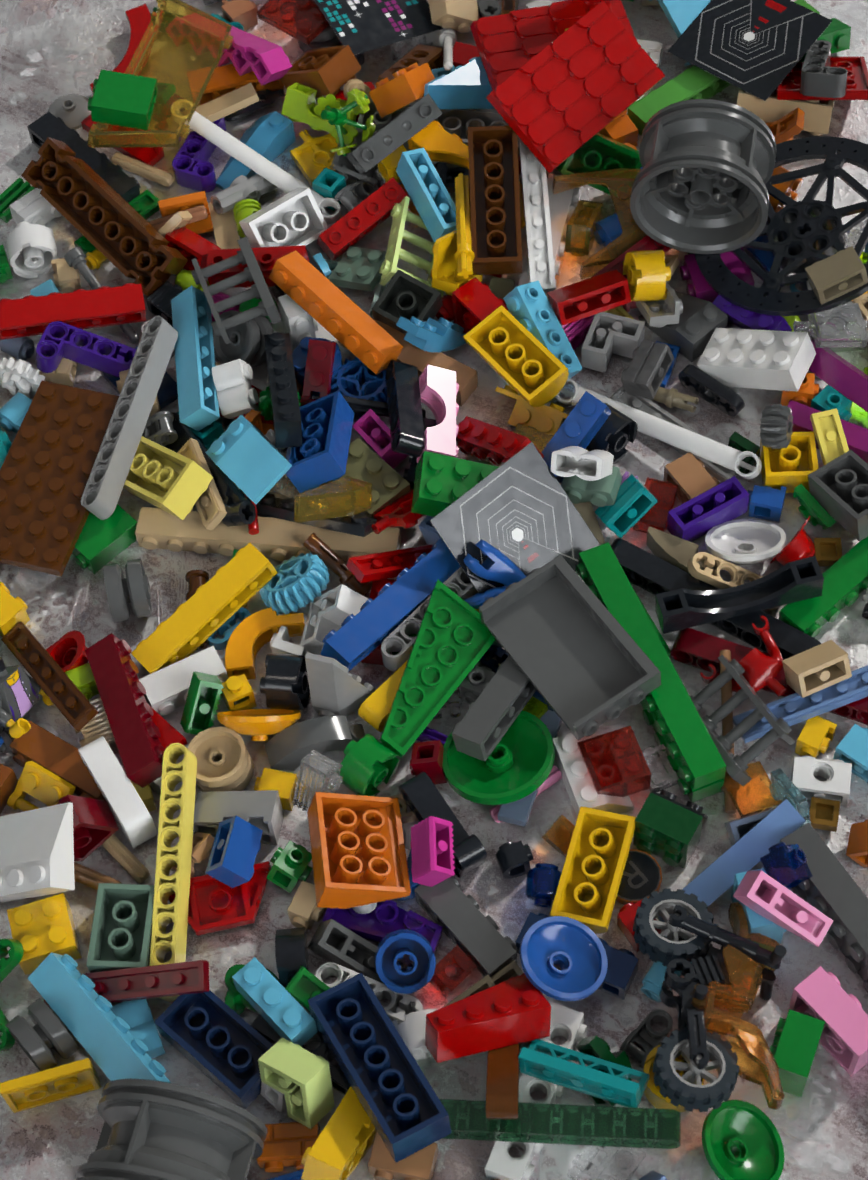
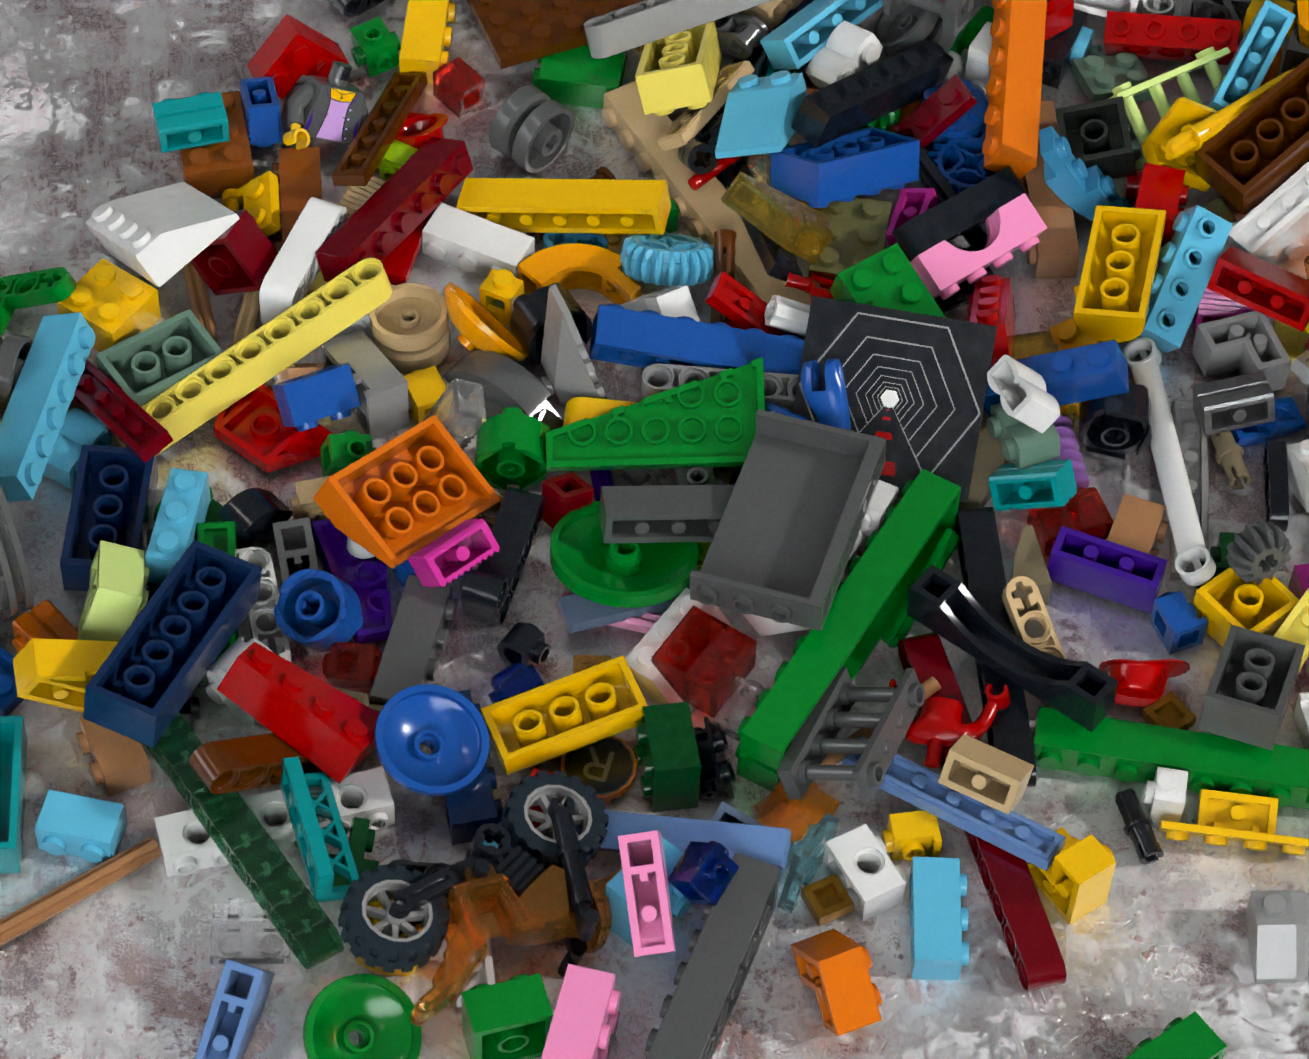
camera: 45 degrees right, 5 degrees down
(47, 610) = (458, 87): none -> clear red brick
(201, 703) = (460, 264): green brick -> none
(281, 645) = (594, 294): white bracket -> none
(411, 541) = (787, 315): none -> white piece
(745, 541) = (1099, 625): white dish -> none
(812, 507) = (1208, 662): green tile -> none

